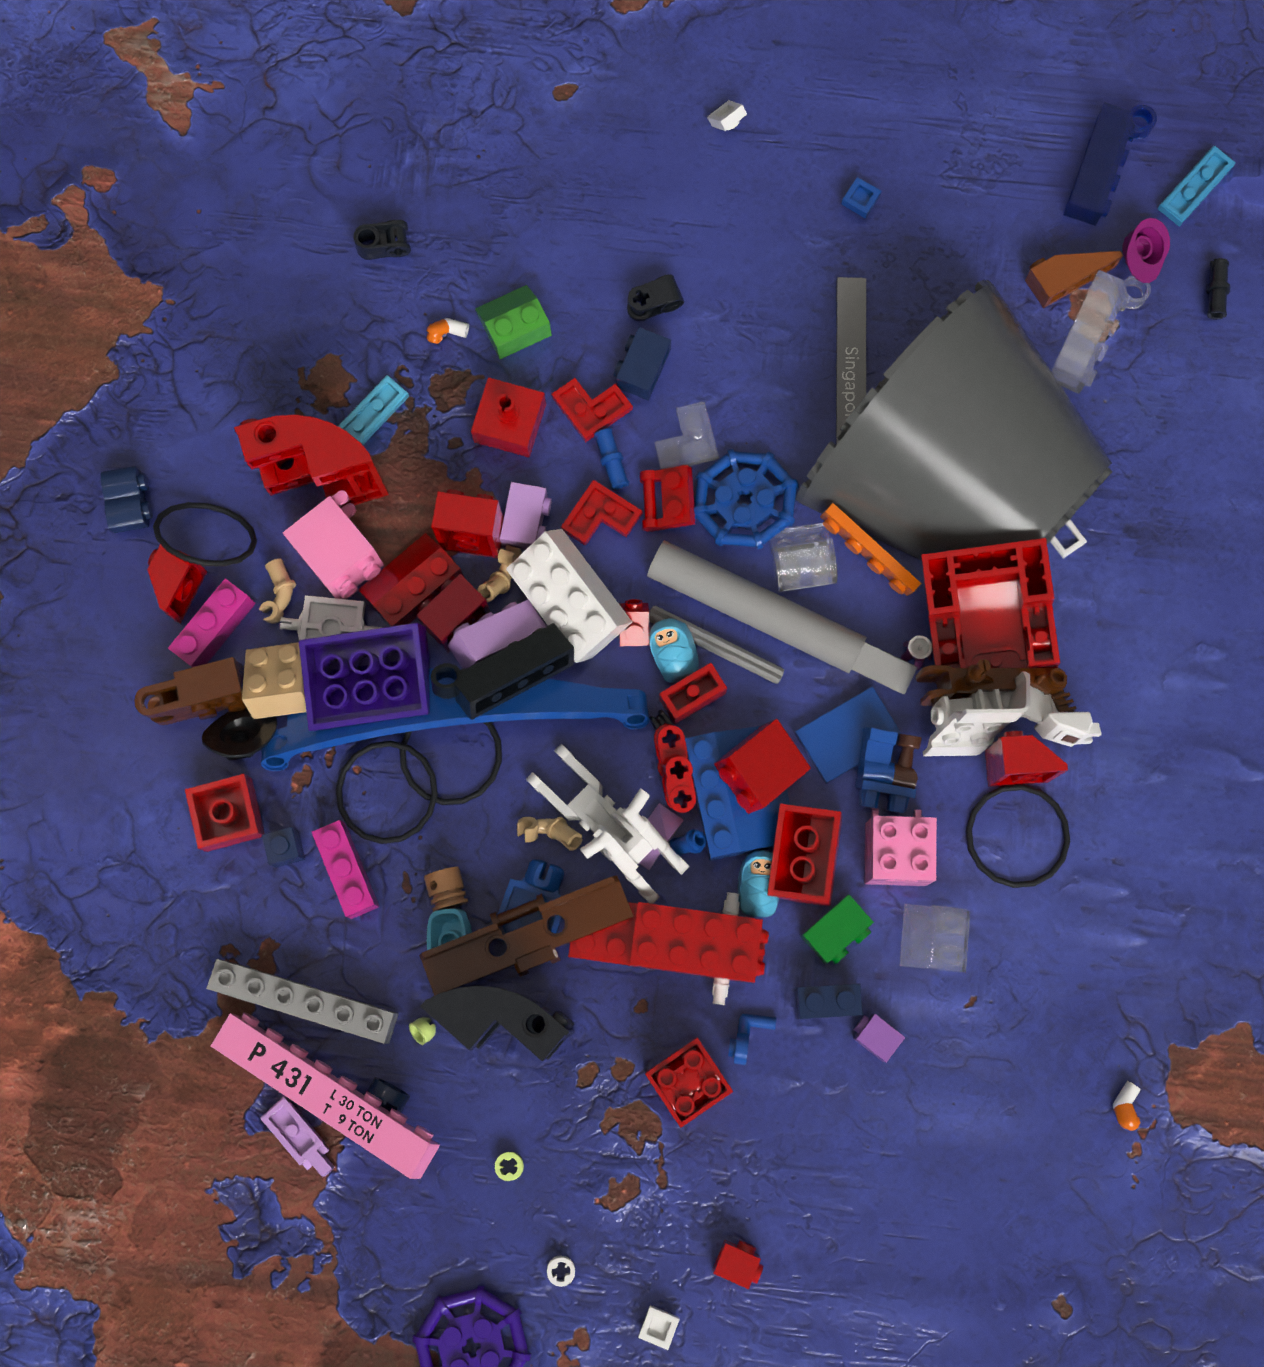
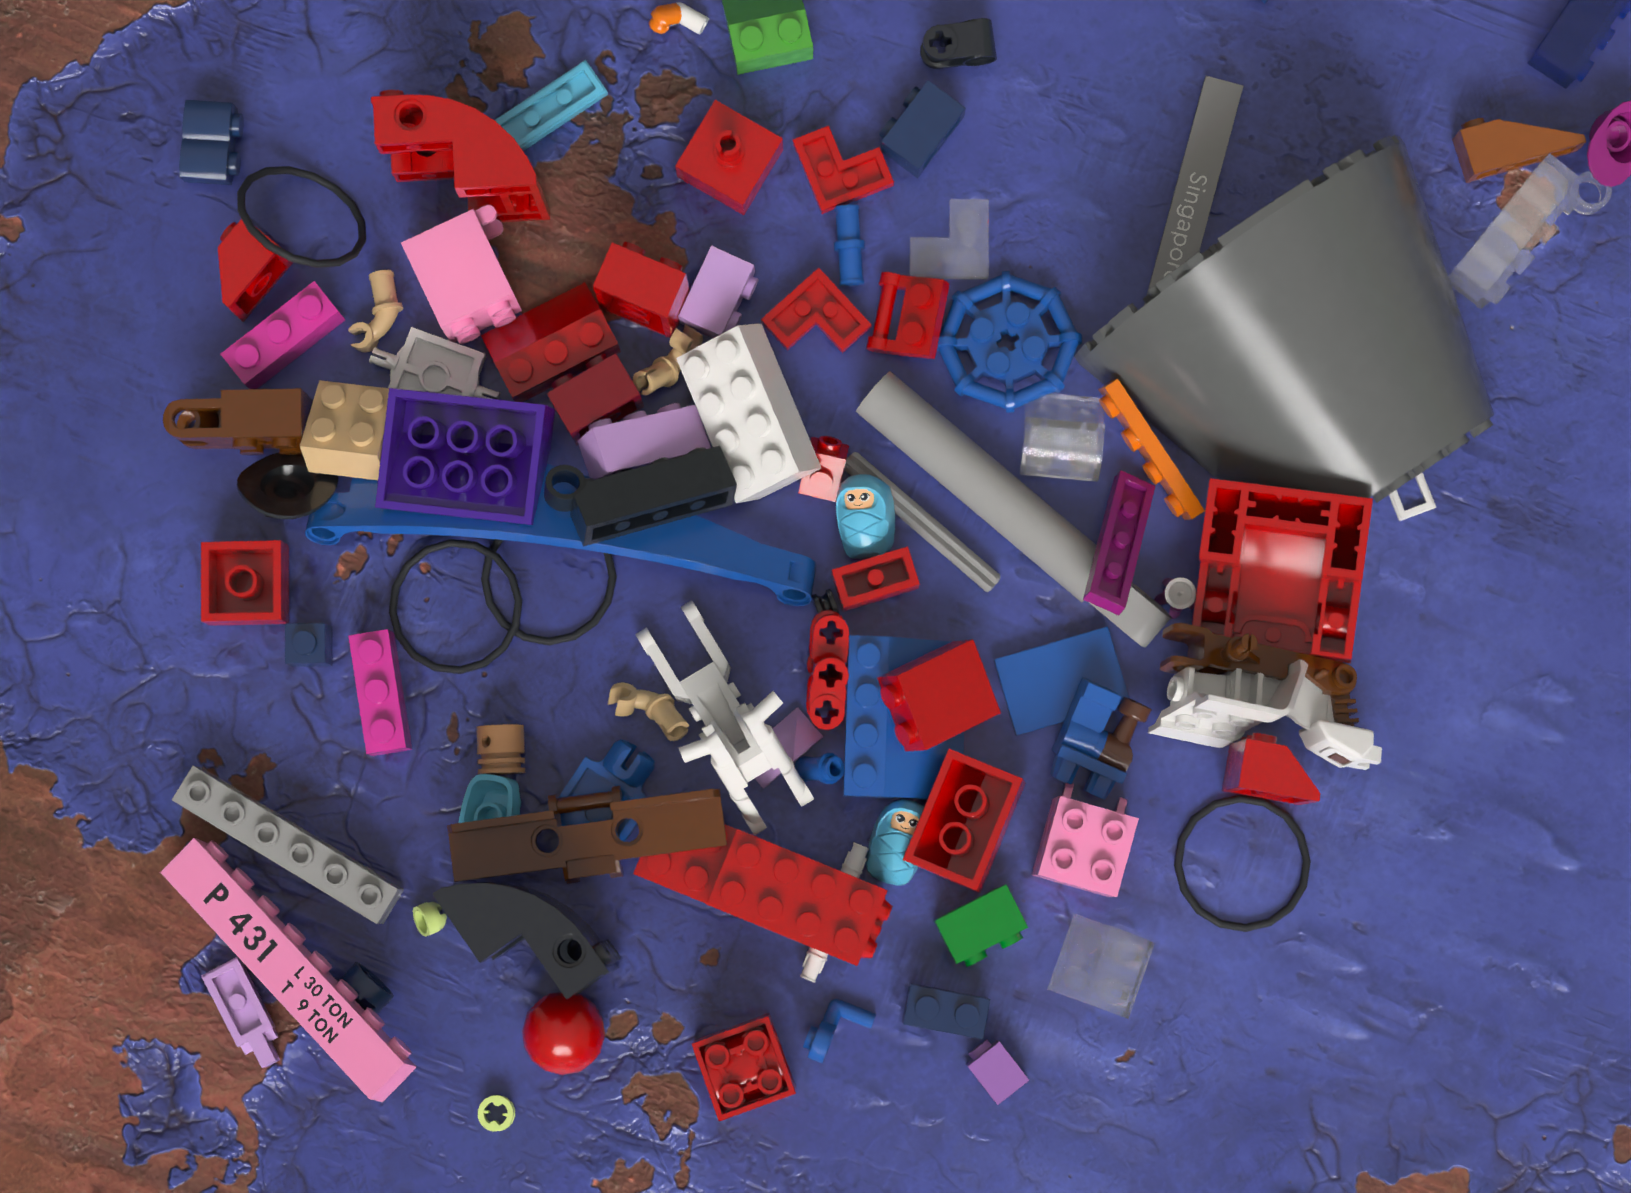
camera: 10 degrees right, 5 degrees up
(545, 1091) = (563, 1033): none -> red piece
(865, 622) = (1119, 543): none -> magenta plate

